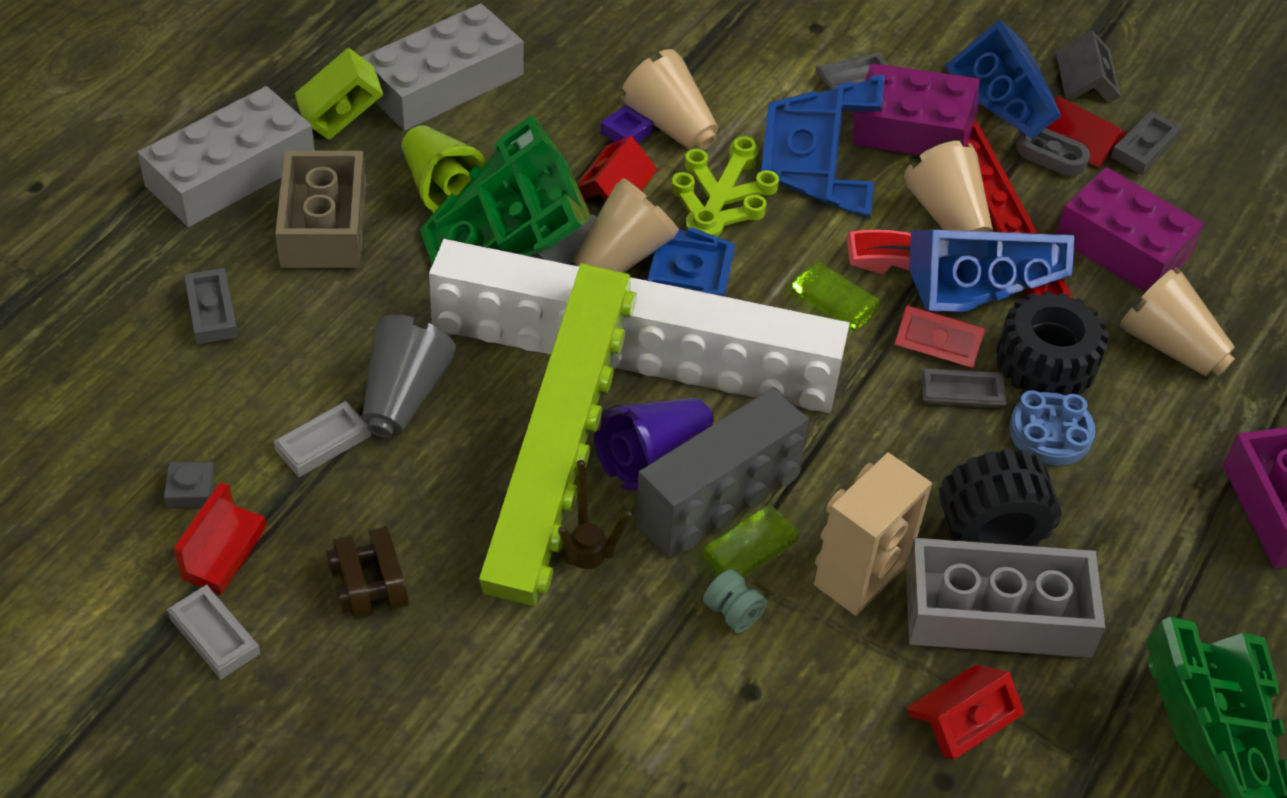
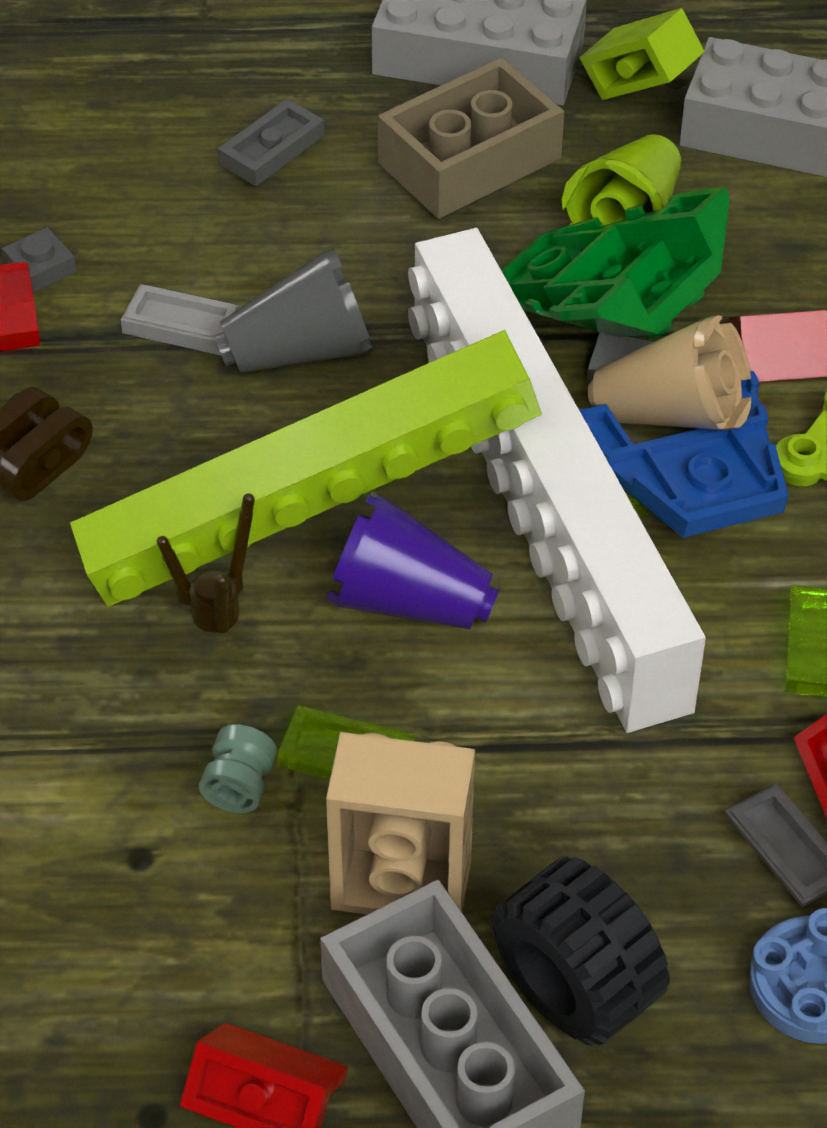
camera: 60 degrees right, 0 degrees up
(720, 473) = (395, 651): dark grey brick -> none

